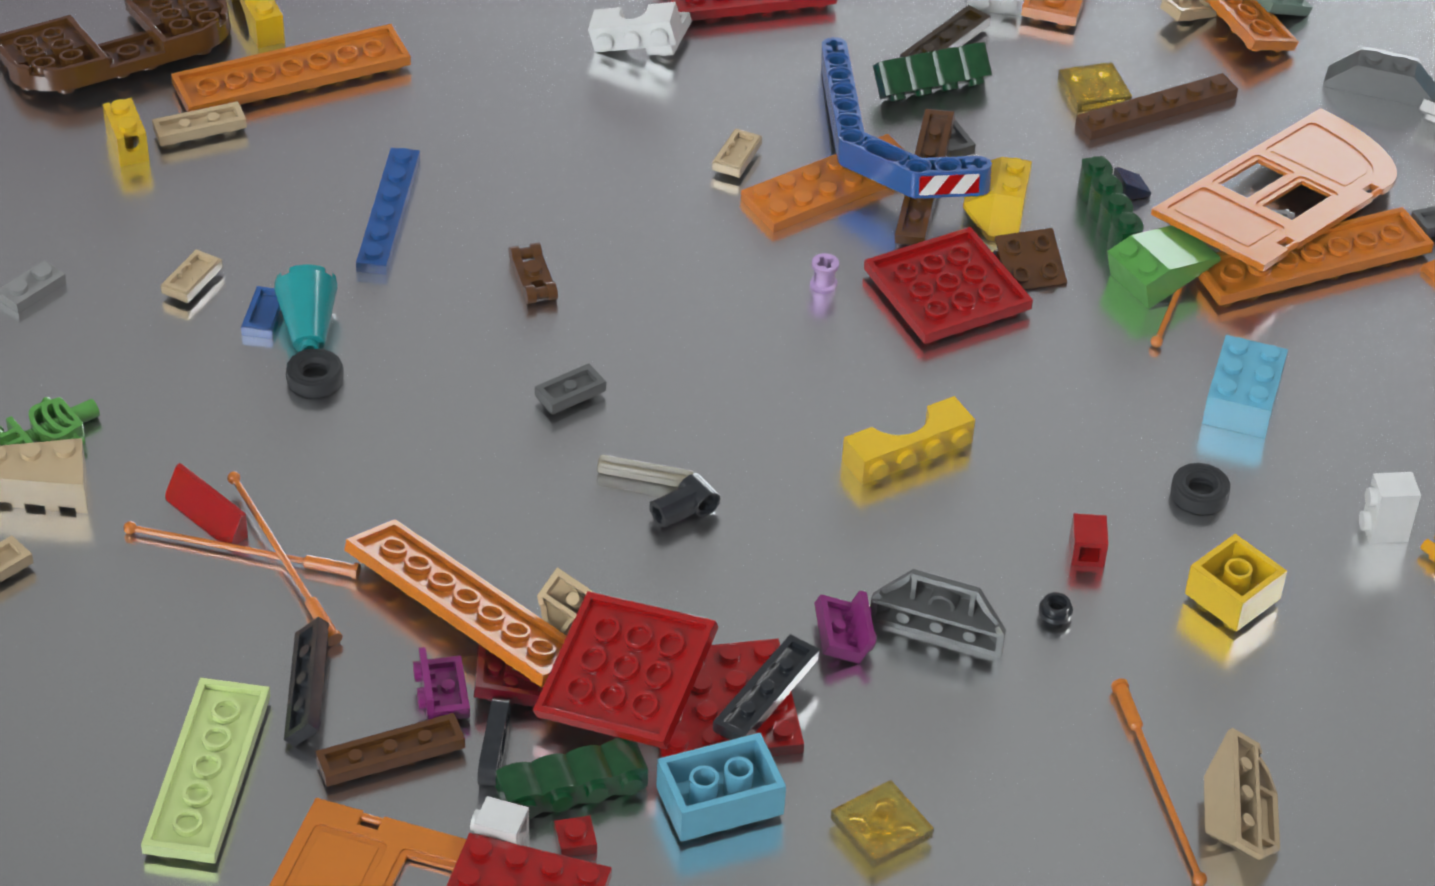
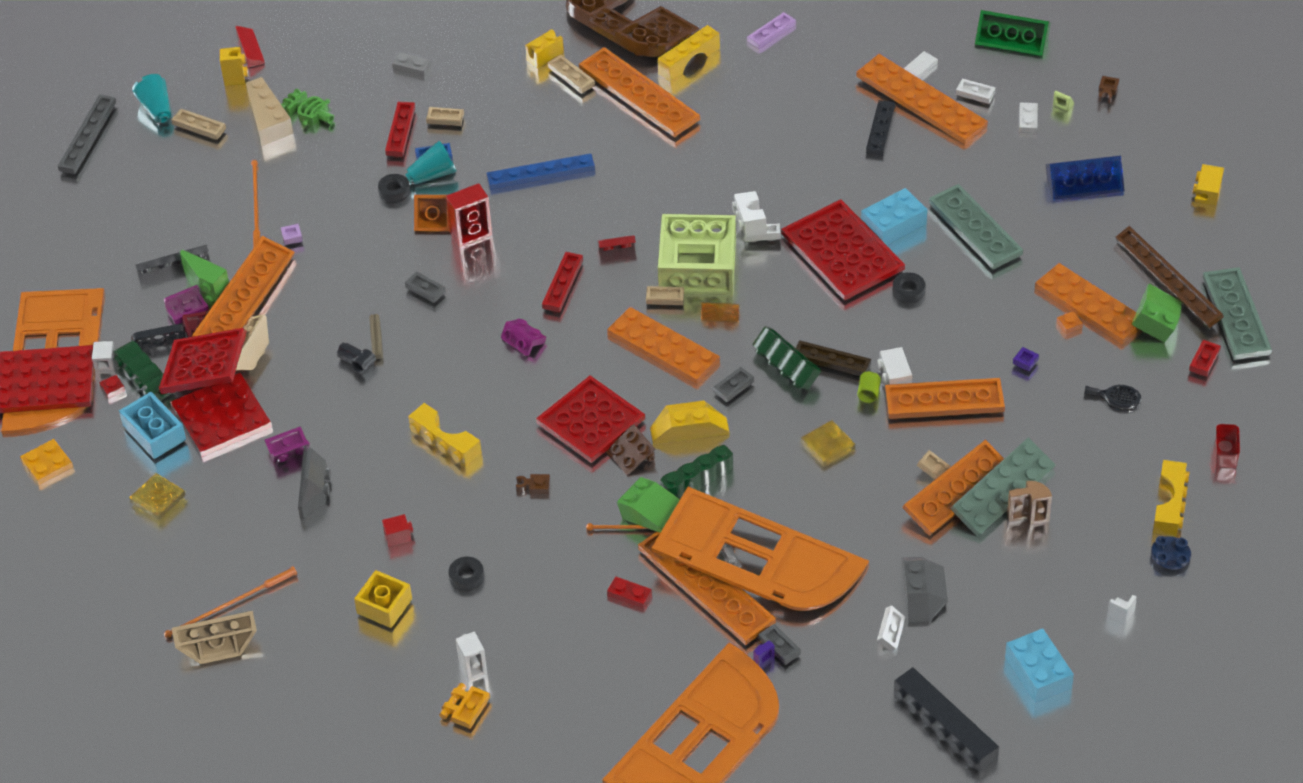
camera: 75 degrees right, 5 degrees up
(184, 331) = (400, 129): none -> red plate
(206, 506) = (278, 184): red slope -> none
(206, 771) = (105, 244): yellowish green plate -> none
(311, 603) = (224, 245): orange piece -> none
(346, 515) = (291, 234): none -> lavender plate
(390, 638) = (208, 276): none -> bright green slope
(390, 749) = (140, 302): reddish brown plate -> none
(408, 337) = (430, 213): none -> orange slope
(472, 282) = (469, 215): none -> red brick
(534, 274) = (514, 244): reddish brown plate -> none
(600, 168) = (608, 244): none -> red plate
(649, 242) = (562, 282): none -> red plate
(684, 83) = (697, 260): none -> yellowish green piece
(740, 312) = (522, 336): none -> magenta bracket
(766, 688) = (221, 422): black plate -> none
(798, 111) = (720, 311): none -> clear orange hinge
(824, 273) = (570, 359): lavender bush -> none
(881, 160) = (705, 331): blue beam -> none
(932, 142) = (679, 381): reddish brown plate -> none
(1017, 21) = (868, 387): none -> lime piece
(1047, 374) = (535, 484): none -> reddish brown plate
(1055, 608) = (340, 530): black plate -> none
(1132, 183) = (733, 481): dark blue slope -> none
(1156, 106) = (825, 478): reddish brown plate -> none
(1245, 386) = (558, 572): medium azure brick -> none
(1298, 333) = (629, 592): none -> red plate

